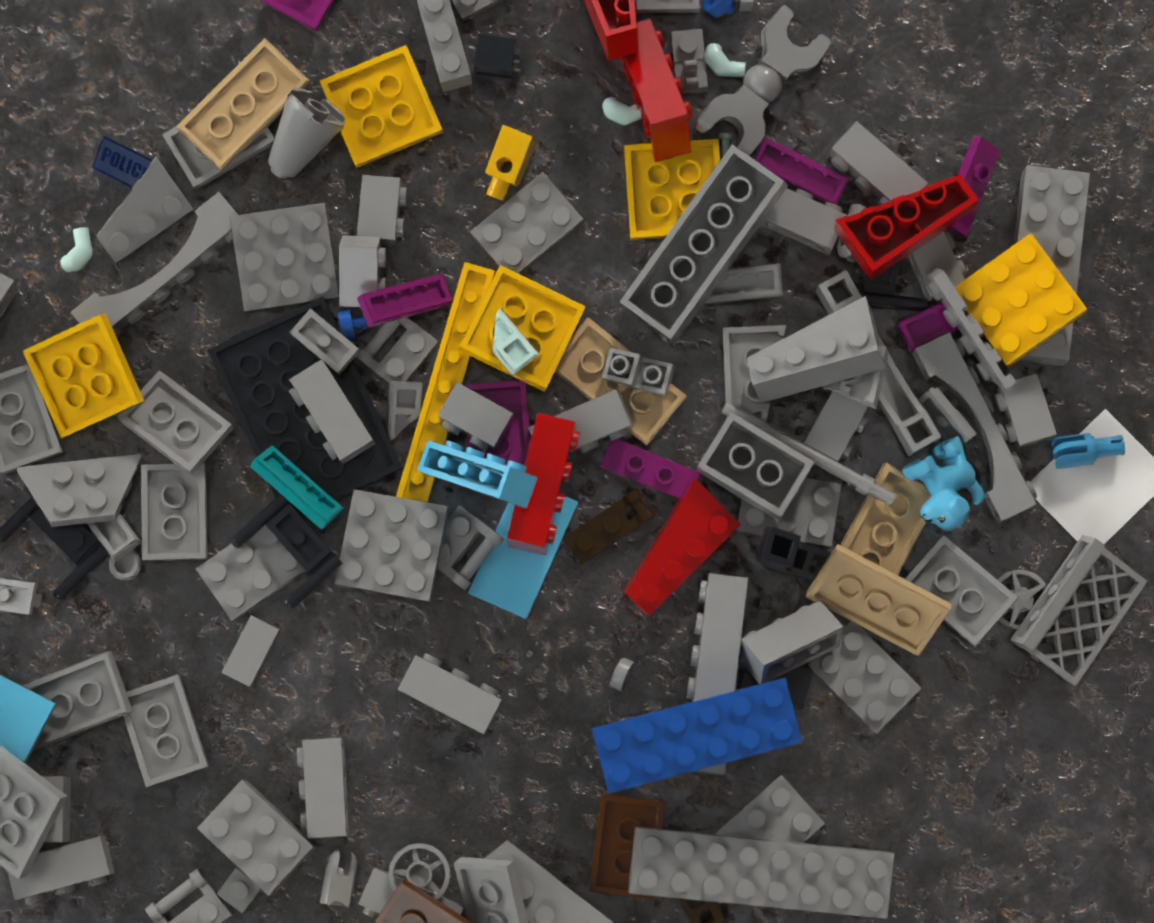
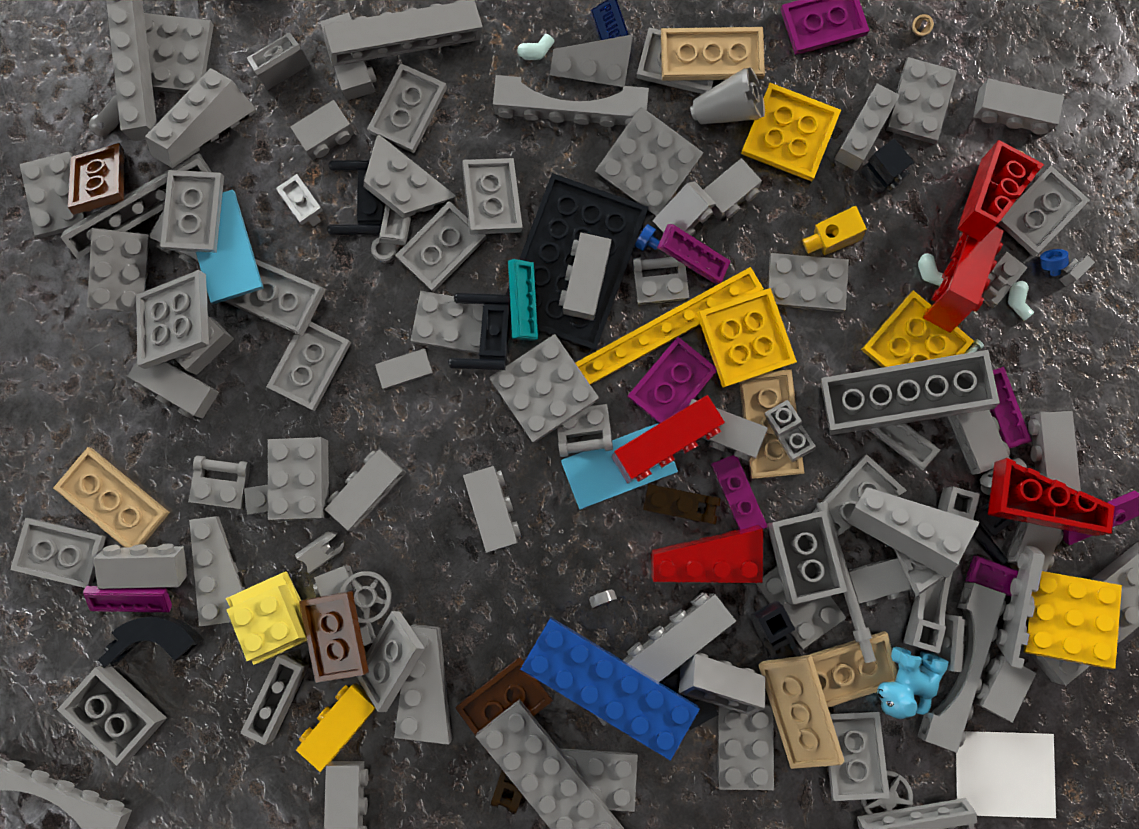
camera: 45 degrees right, 0 degrees up
(83, 375) = (467, 117): yellow plate -> none
(324, 341) = (623, 232): light grey plate -> none
(403, 406) = (631, 315): light grey tile -> none
(476, 417) = (667, 362): light grey brick -> none
(478, 474) = (636, 397): medium azure brick -> none
(511, 345) = (730, 340): light aqua tile -> none
(763, 82) = (1035, 333): light grey piece -> none
(1084, 449) = (1018, 747): dark azure arm -> none

